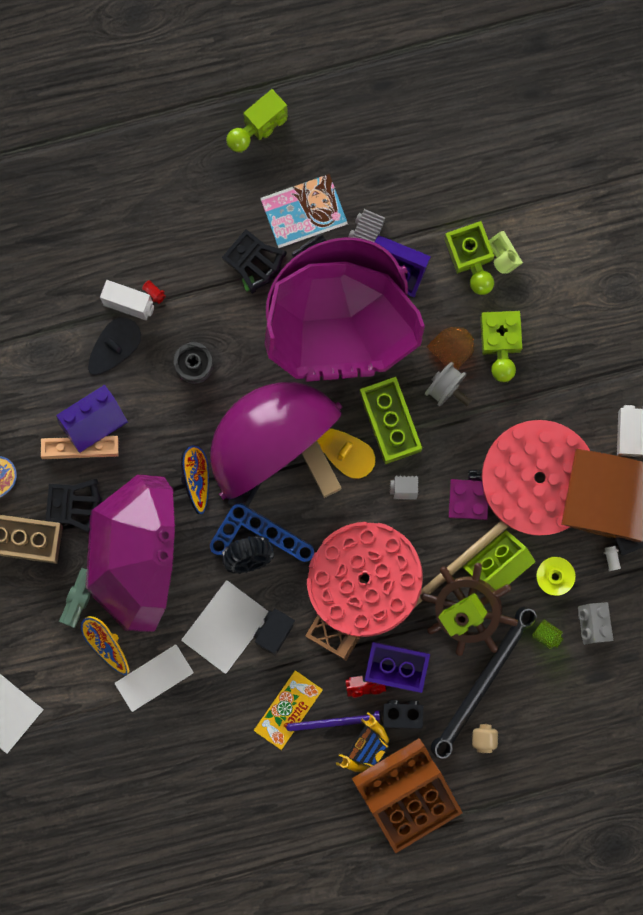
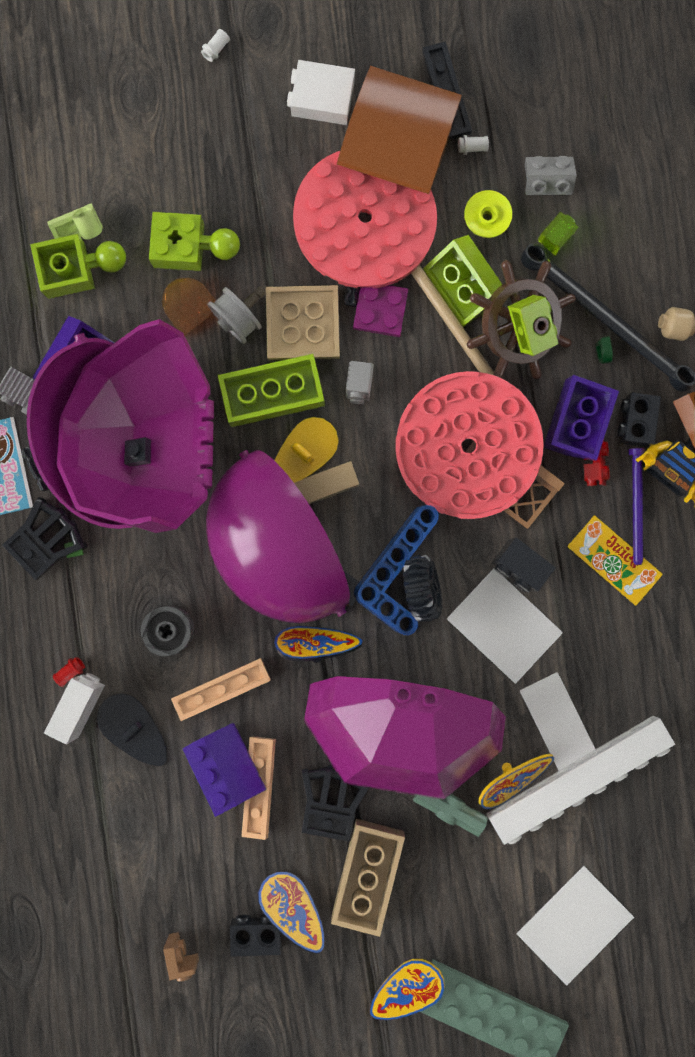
camera: 85 degrees left, 5 degrees up
(111, 697) = (580, 779): none -> white brick
(152, 409) = (221, 689): none -> light nougat plate
(329, 322) = (137, 452): none -> black plate
(449, 438) = (302, 322): none -> tan plate
(455, 681) = (604, 350): none -> dark green tile

